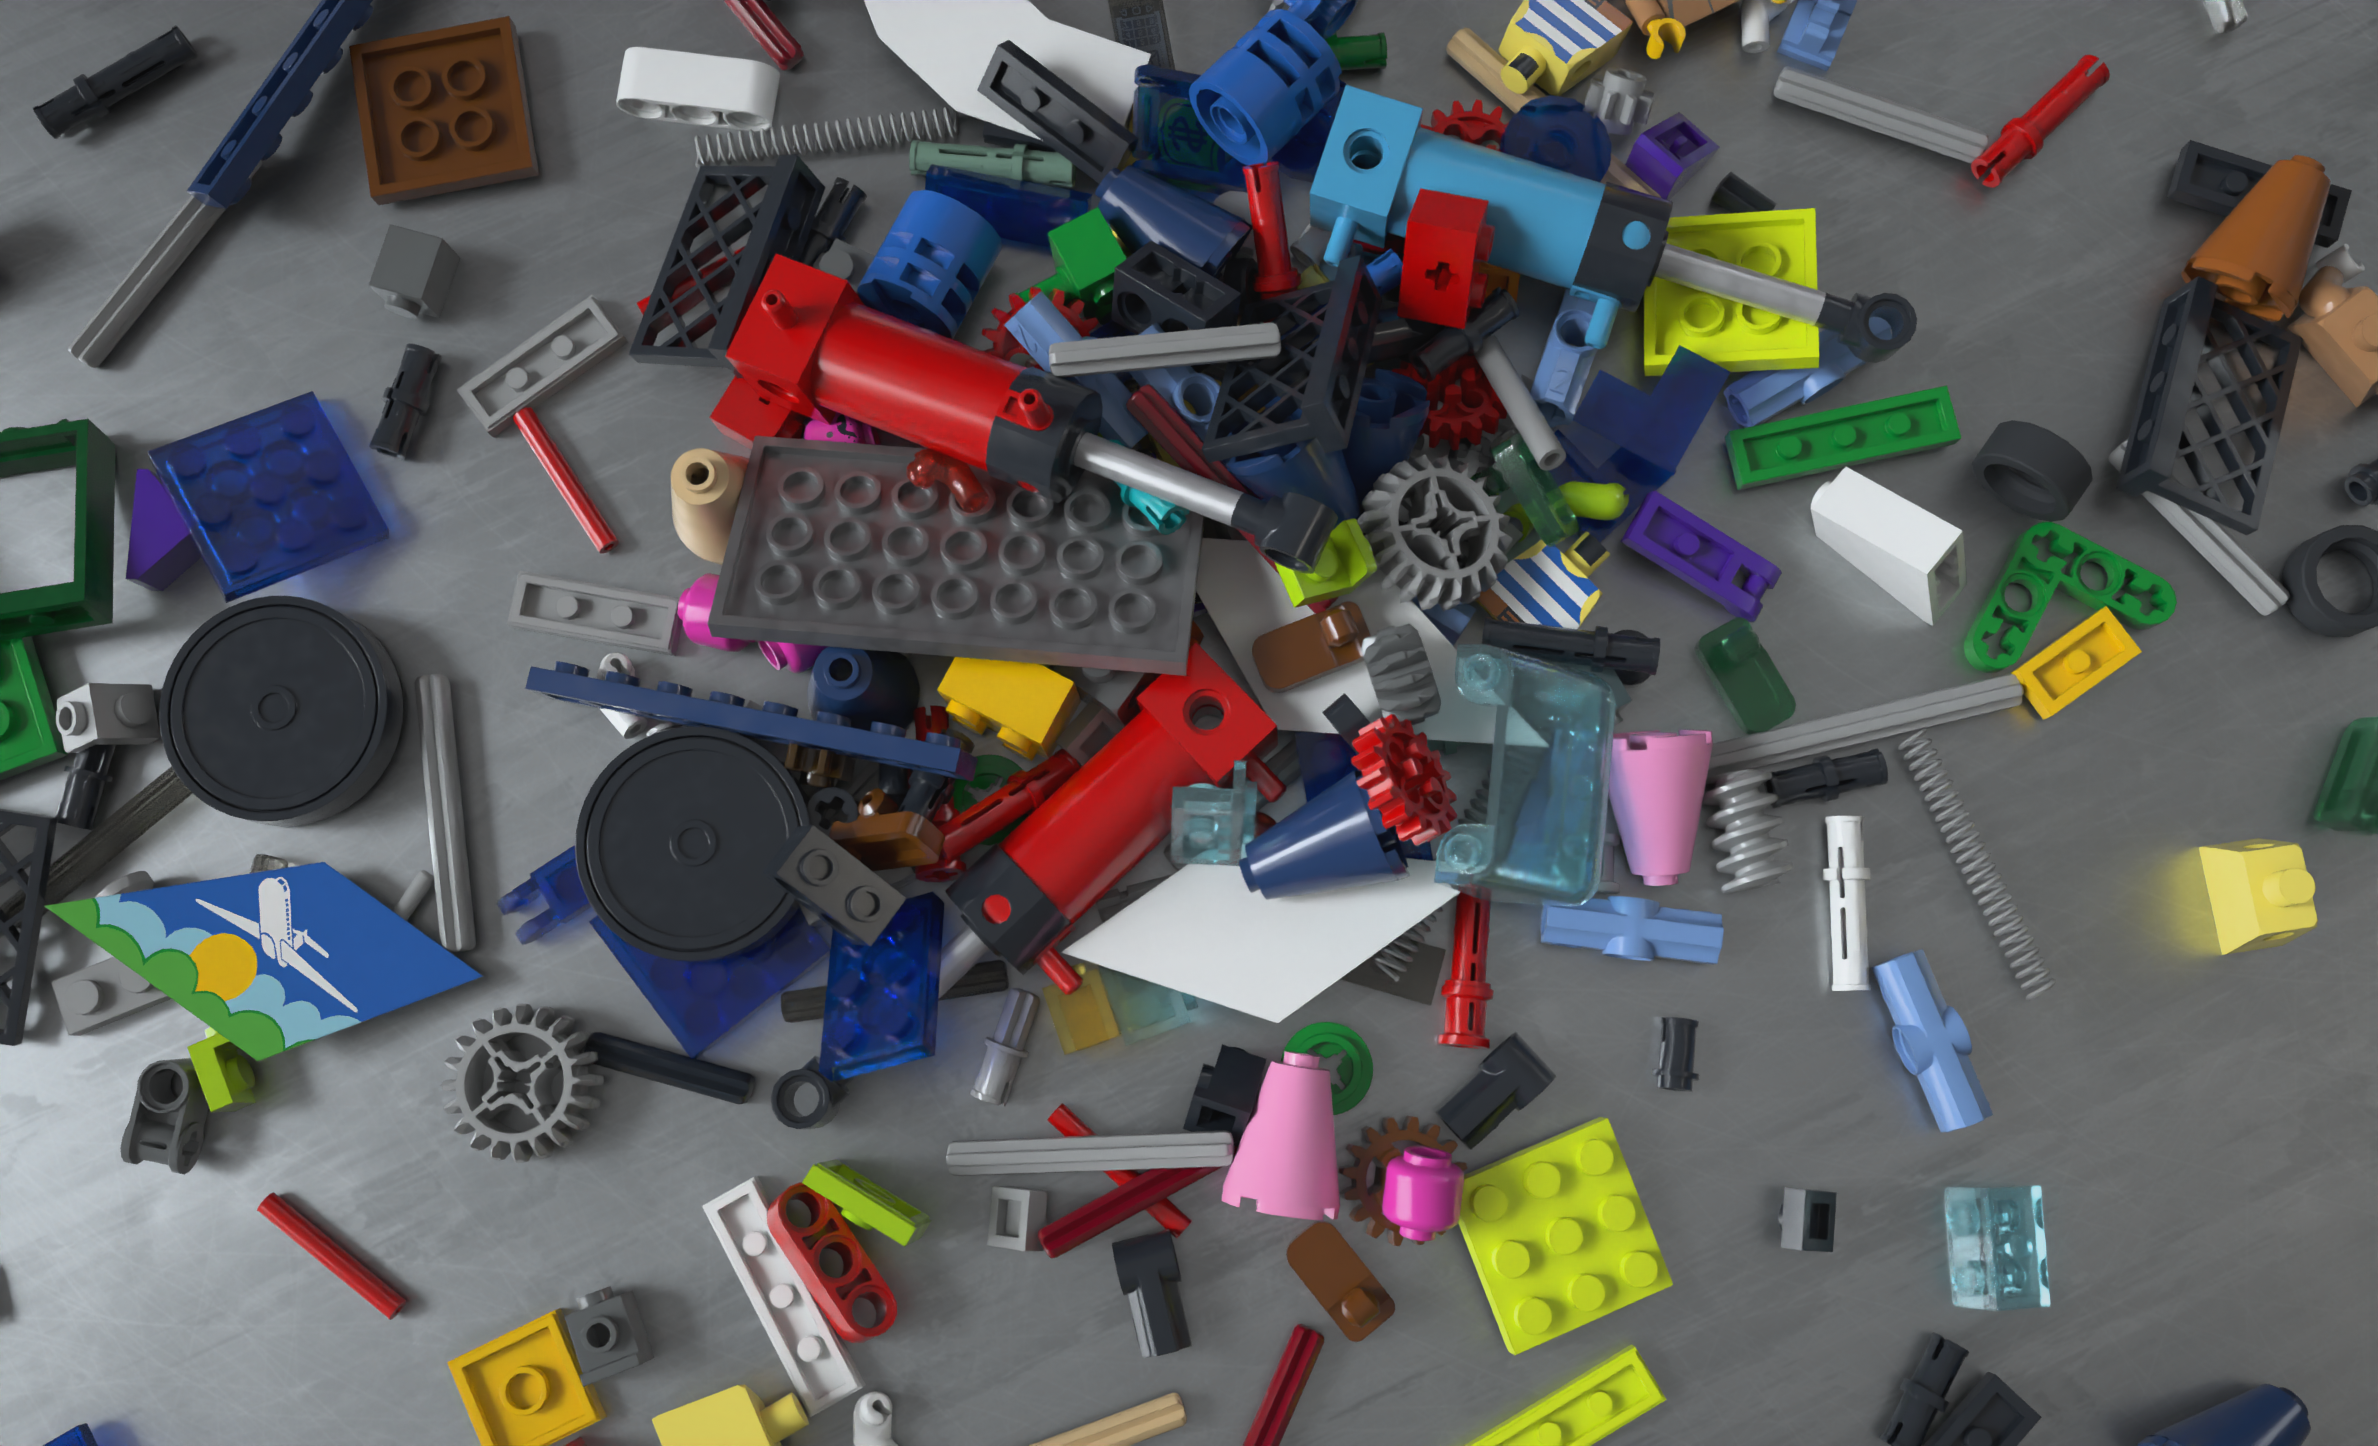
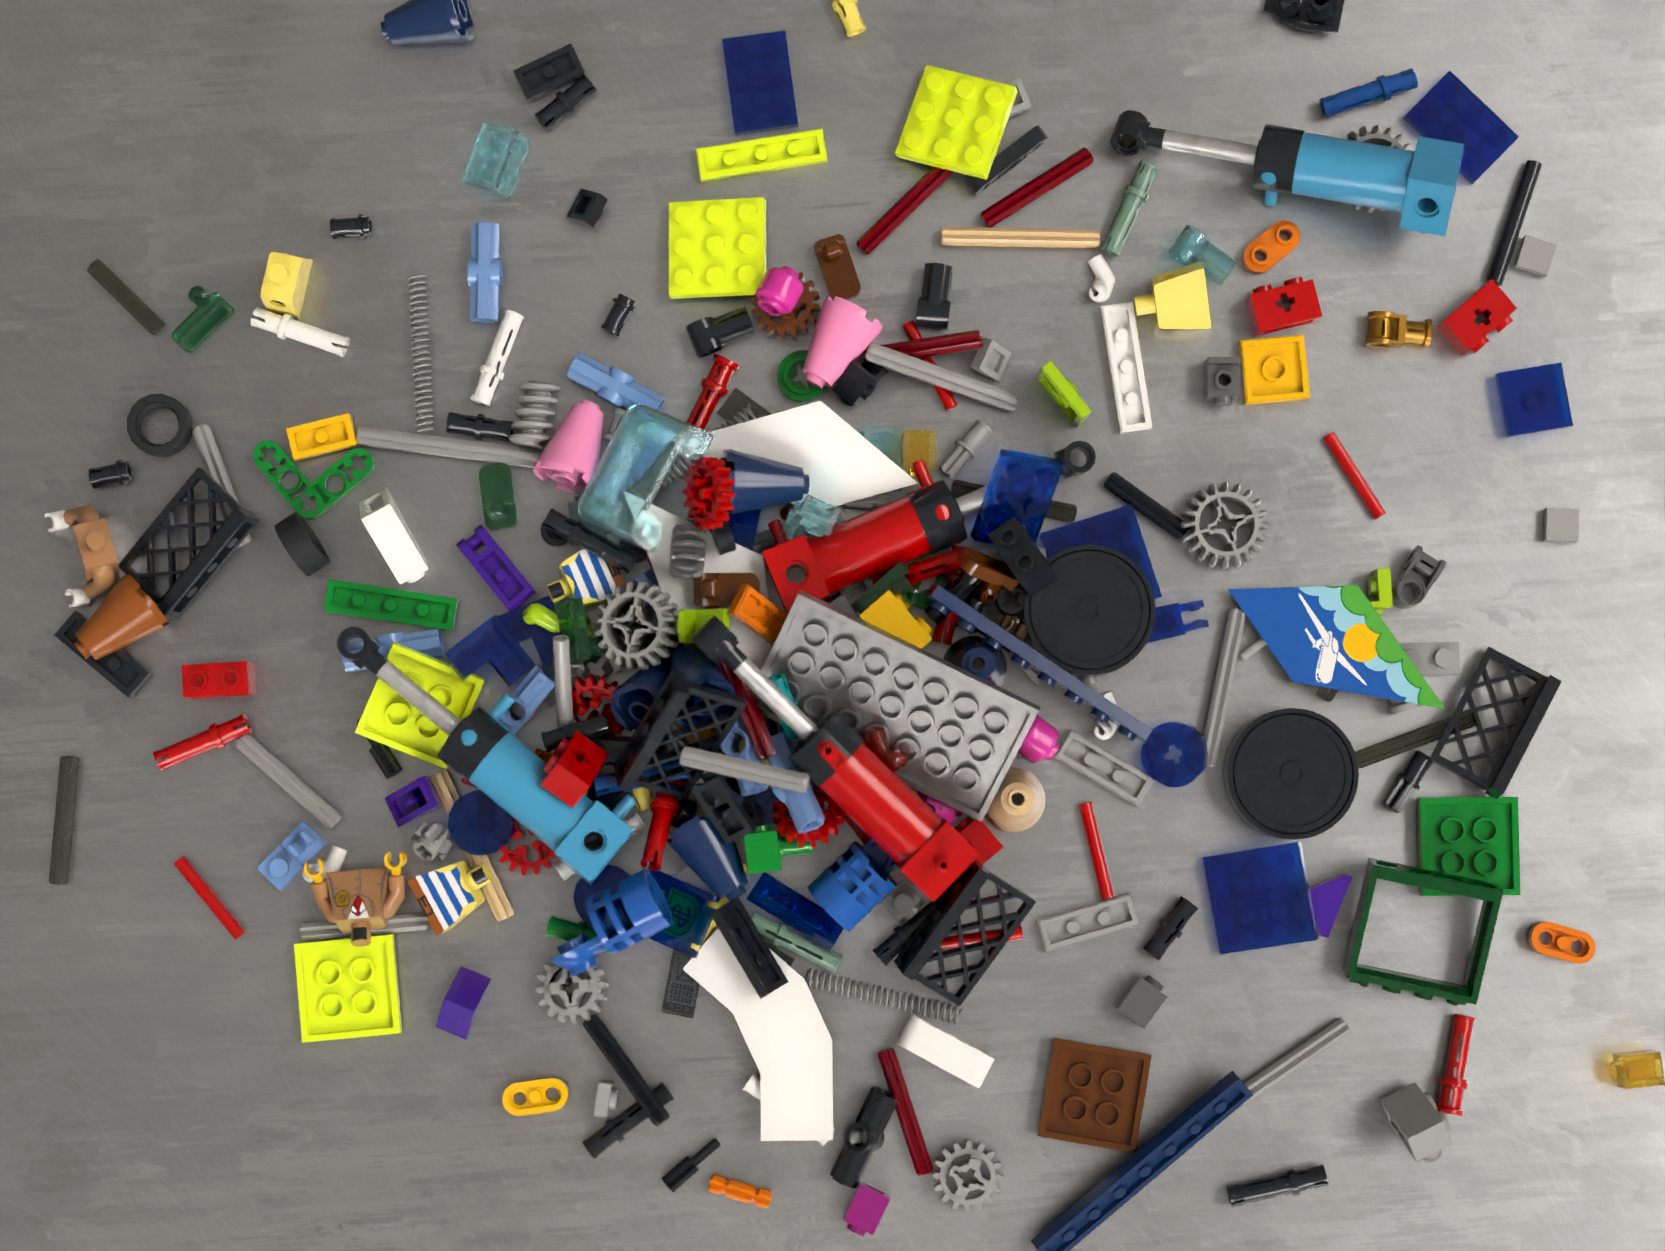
camera: 165 degrees left, 5 degrees up
(107, 716) = (1388, 806): light grey bracket -> none
(480, 702) = (1191, 762): none -> clear blue plate
(859, 1274) = (1083, 361): red beam -> none
(1040, 769) = (893, 579): none -> clear green piece
(1243, 622) = (757, 613): none -> orange plate
(2061, 217) = (218, 680): none -> red brick
(2187, 1032) = (351, 227): none -> black pin
(2215, 821) = (285, 327): none -> white pin

